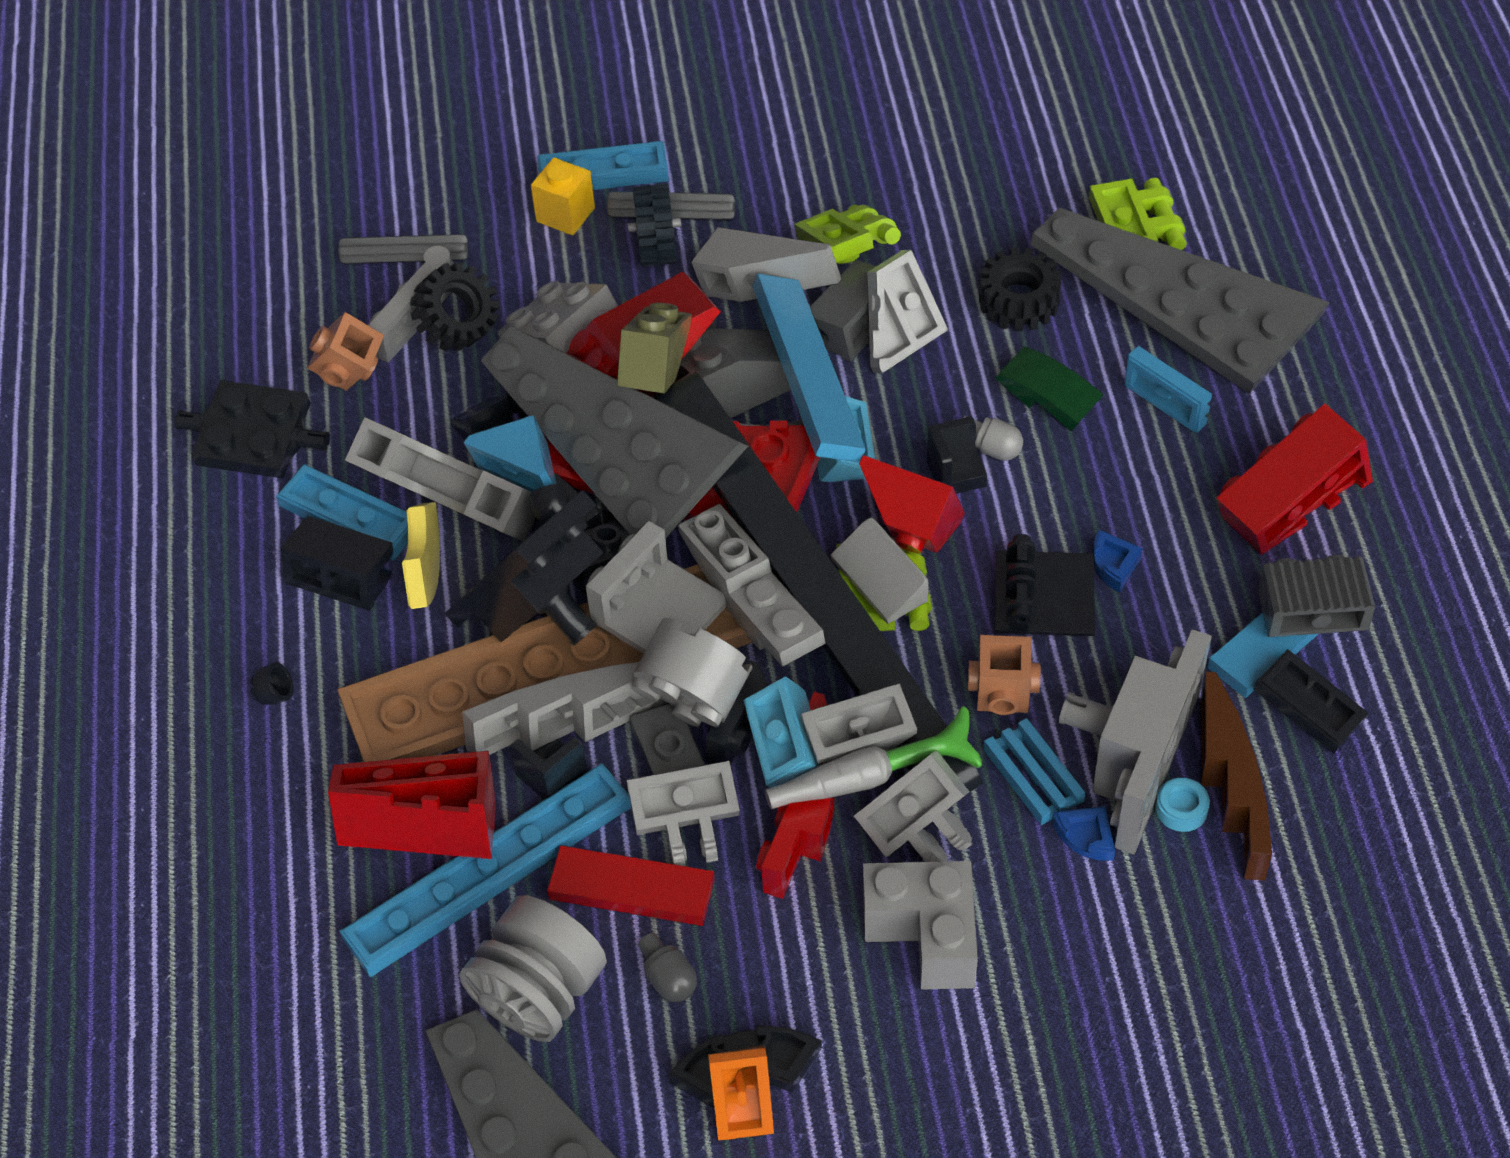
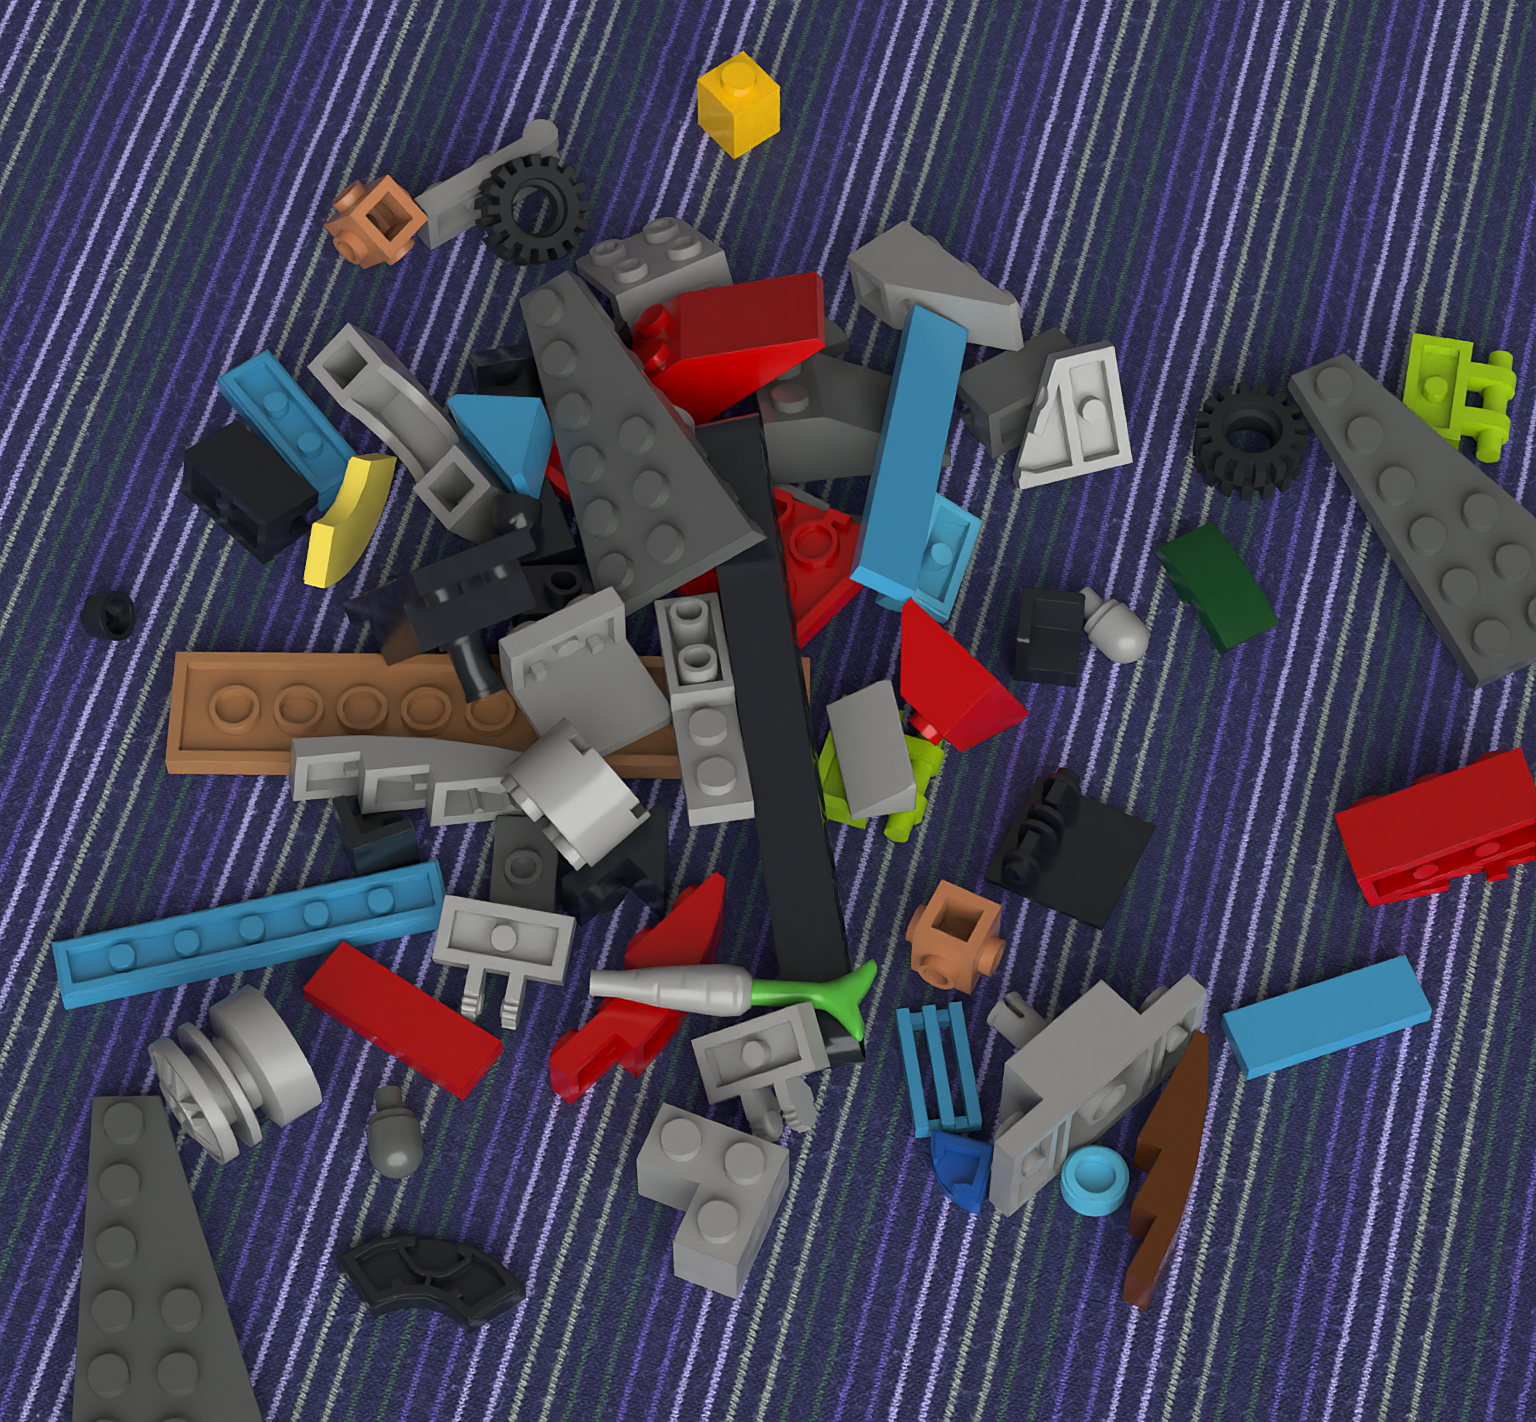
camera: 20 degrees right, 5 degrees up
(251, 429) = (228, 280): black plate -> none
(399, 248) = (513, 103): dark grey axle -> none
(416, 804) = (199, 829): red wedge -> none
(618, 164) = (827, 81): dark azure tile -> none
(653, 348) = (713, 367): olive slope -> none
(654, 225) = (827, 187): black wheel -> none
(683, 205) = (872, 164): dark grey axle -> none
(741, 1093) = (400, 1309): orange slope -> none
(779, 731) = (653, 907): medium azure slope -> none
(848, 231) = (1060, 285): lime plate -> none
(858, 723) = (738, 932): light grey slope -> none
(1115, 559) = (1180, 843): blue tile -> none
(1167, 389) = (1361, 647): dark azure tile -> none
(1310, 701) = (1317, 1116): black plate -> none
(1315, 596) = (1387, 988): dark grey brick -> none

